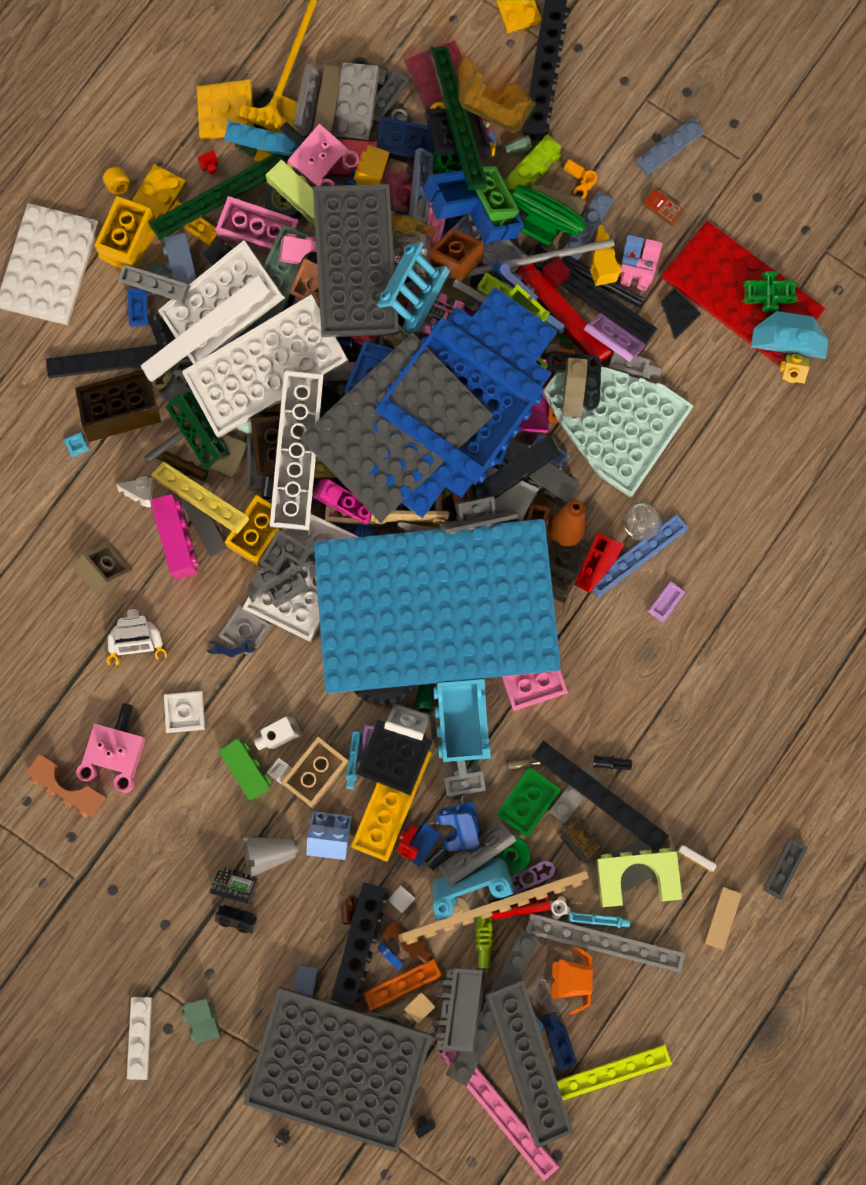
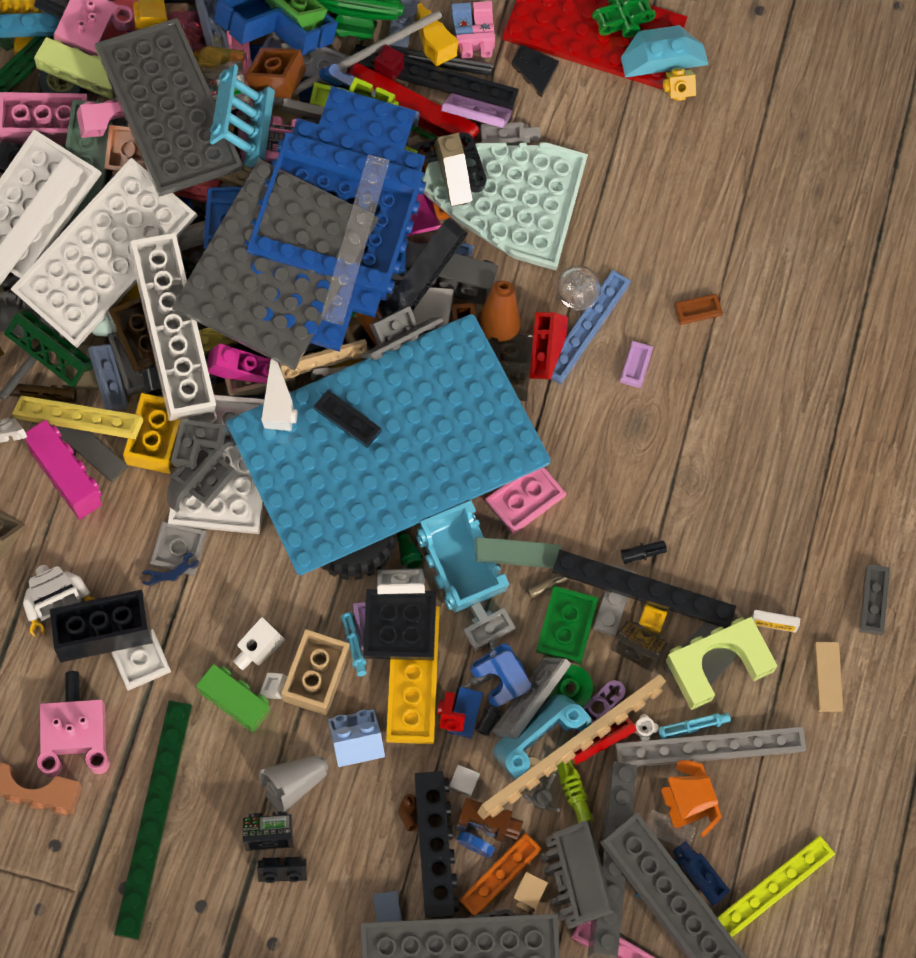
camera: 25 degrees left, 10 degrees down
(151, 844) = (153, 821): none -> dark green plate
(161, 676) = (100, 626): none -> black brick
(236, 470) = (108, 377): none -> sand blue tile
(358, 546) = (278, 405): none -> white slope
(409, 577) = (347, 418): none -> black plate
(456, 937) = (542, 798): none -> dark grey plant
(466, 430) = (355, 240): none -> clear tile
(508, 730) = (515, 552): none -> sand green tile
(598, 821) = (652, 619): none -> yellow tile
(735, 571) = (698, 309): none -> dark orange tile

